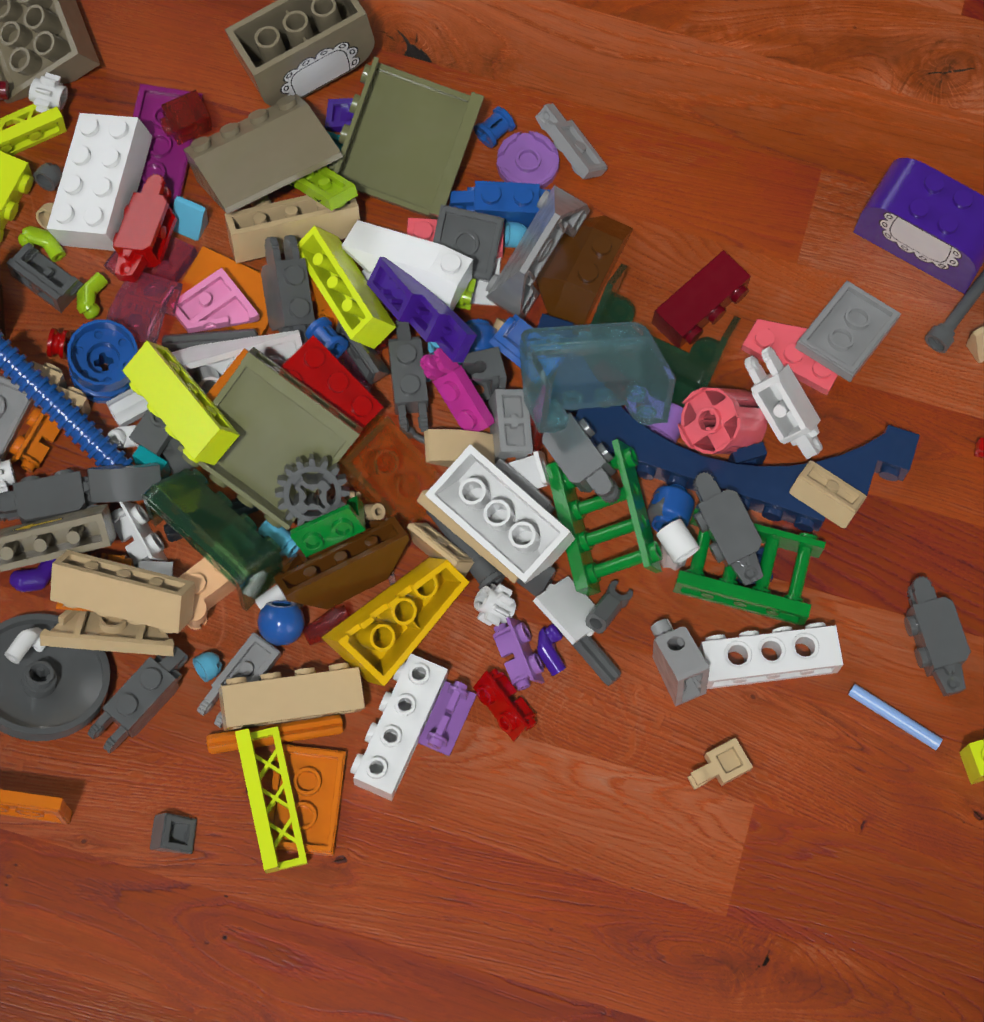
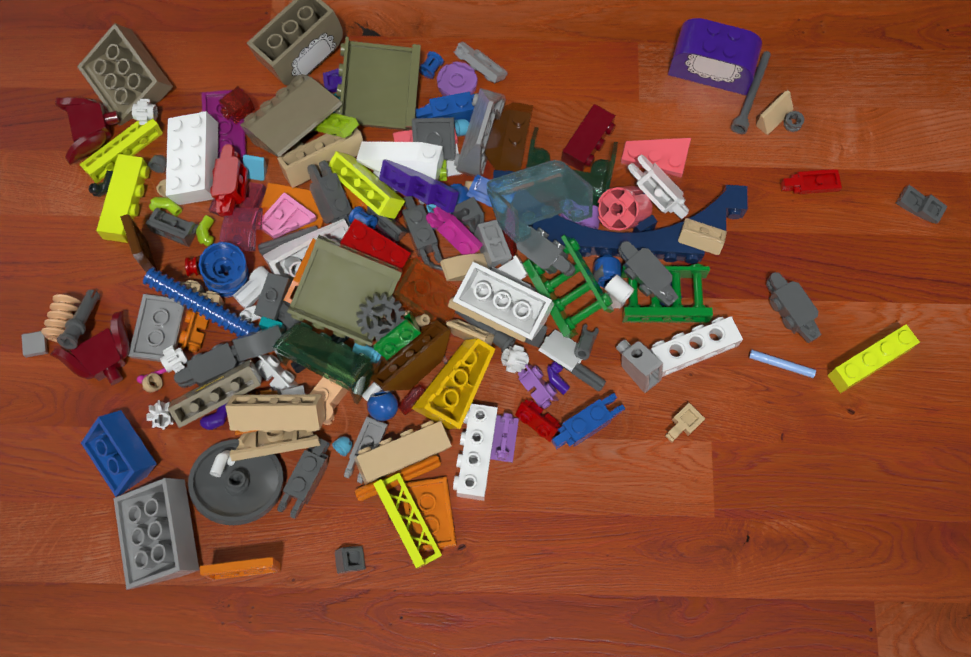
camera: 10 degrees left, 0 degrees up
(180, 404) = (281, 282): neon yellow brick -> none
(575, 727) = (587, 422): none -> blue hinge
(848, 331) = (683, 134): light grey tile -> none

